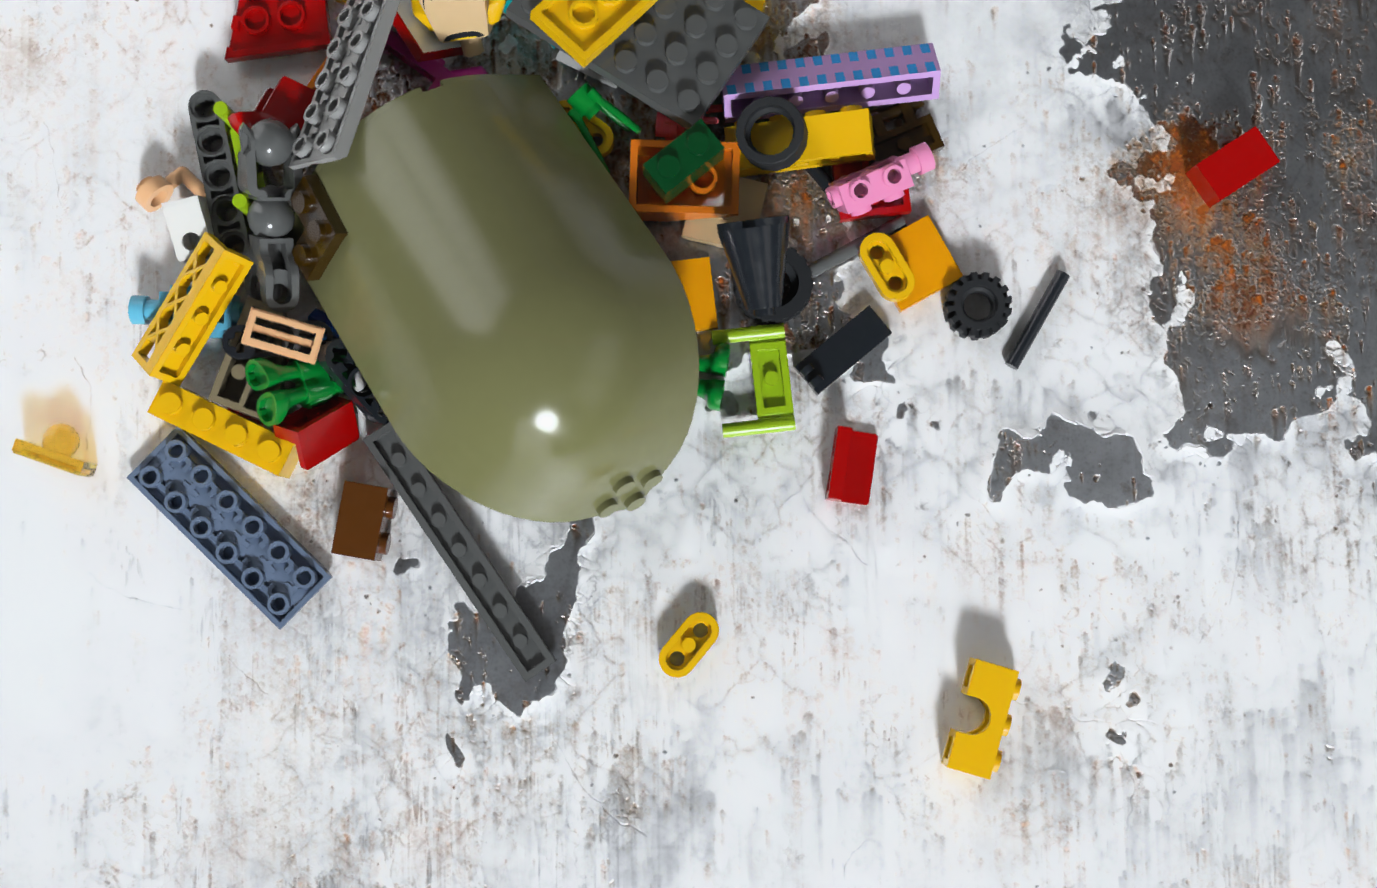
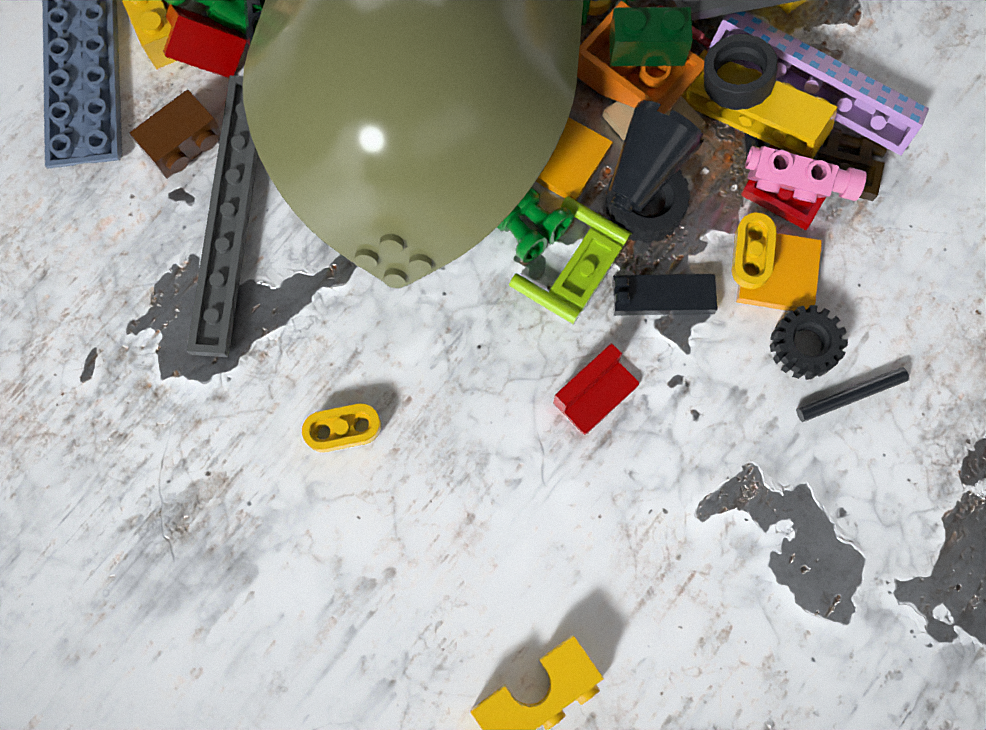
camera: 40 degrees right, 10 degrees down
(852, 248) = (729, 221): dark grey bar -> none

